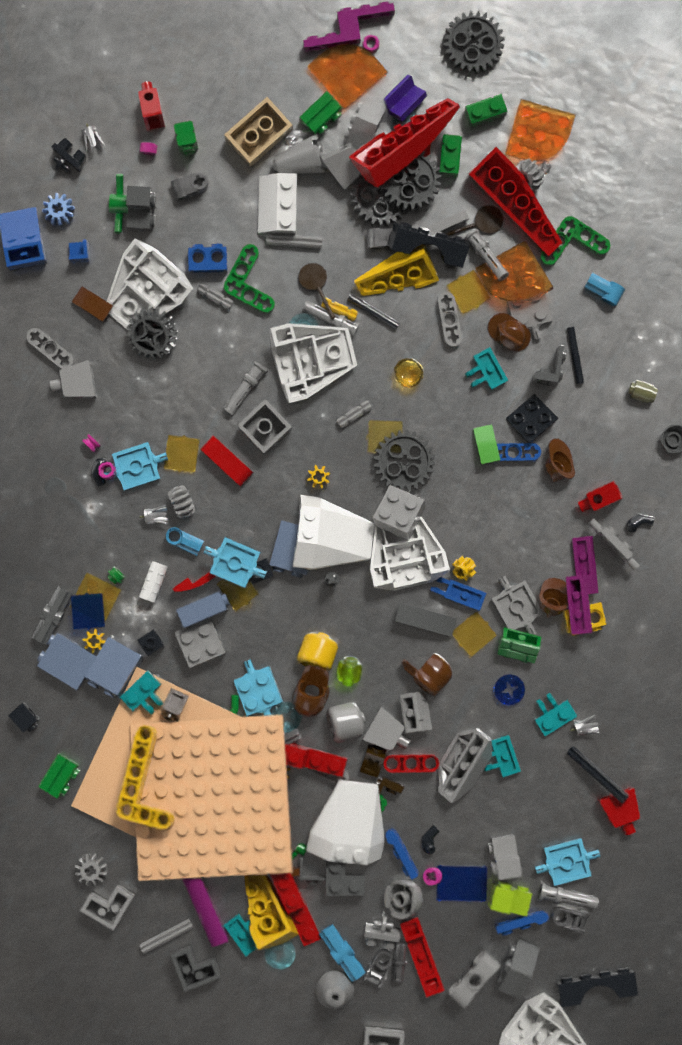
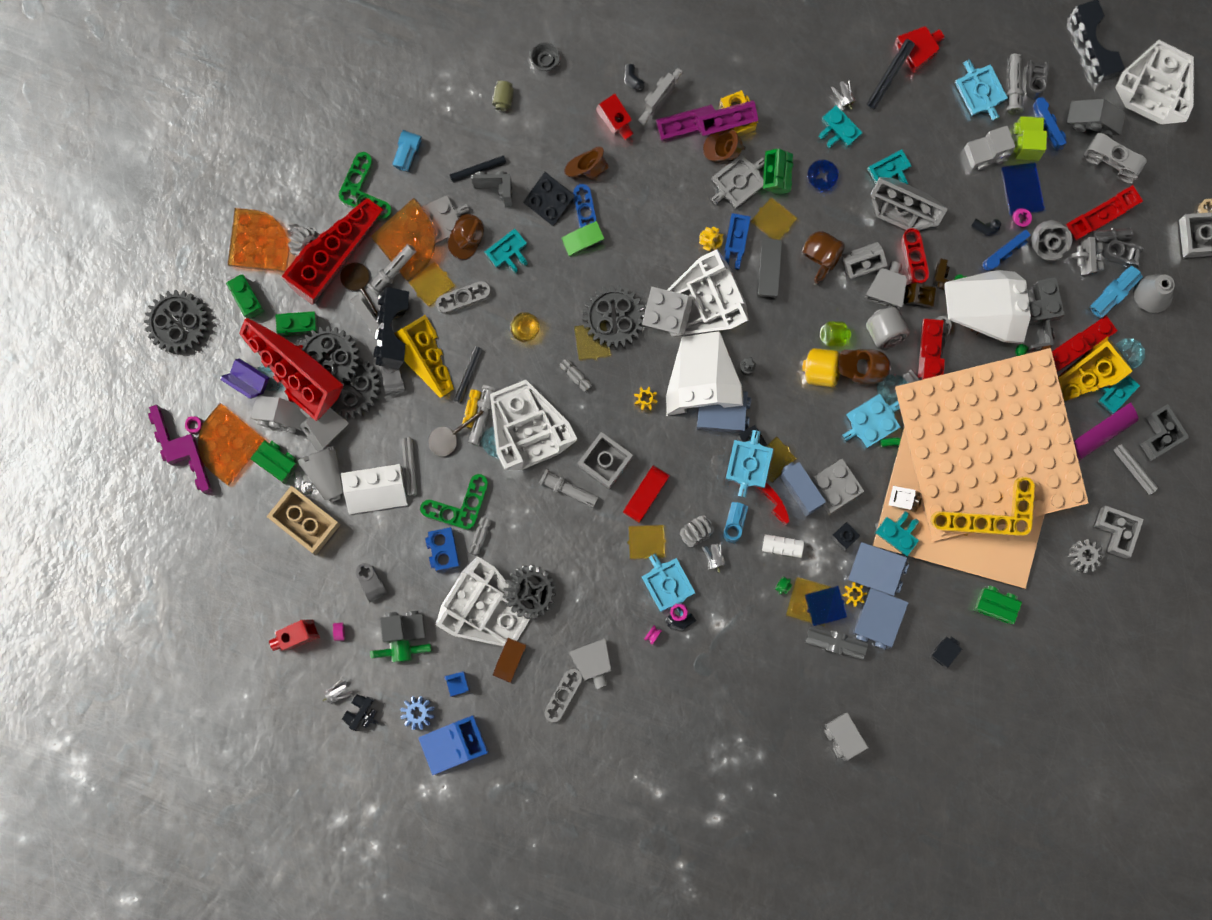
camera: 90 degrees left, 5 degrees down
(186, 137) = (321, 592): green brick -> none

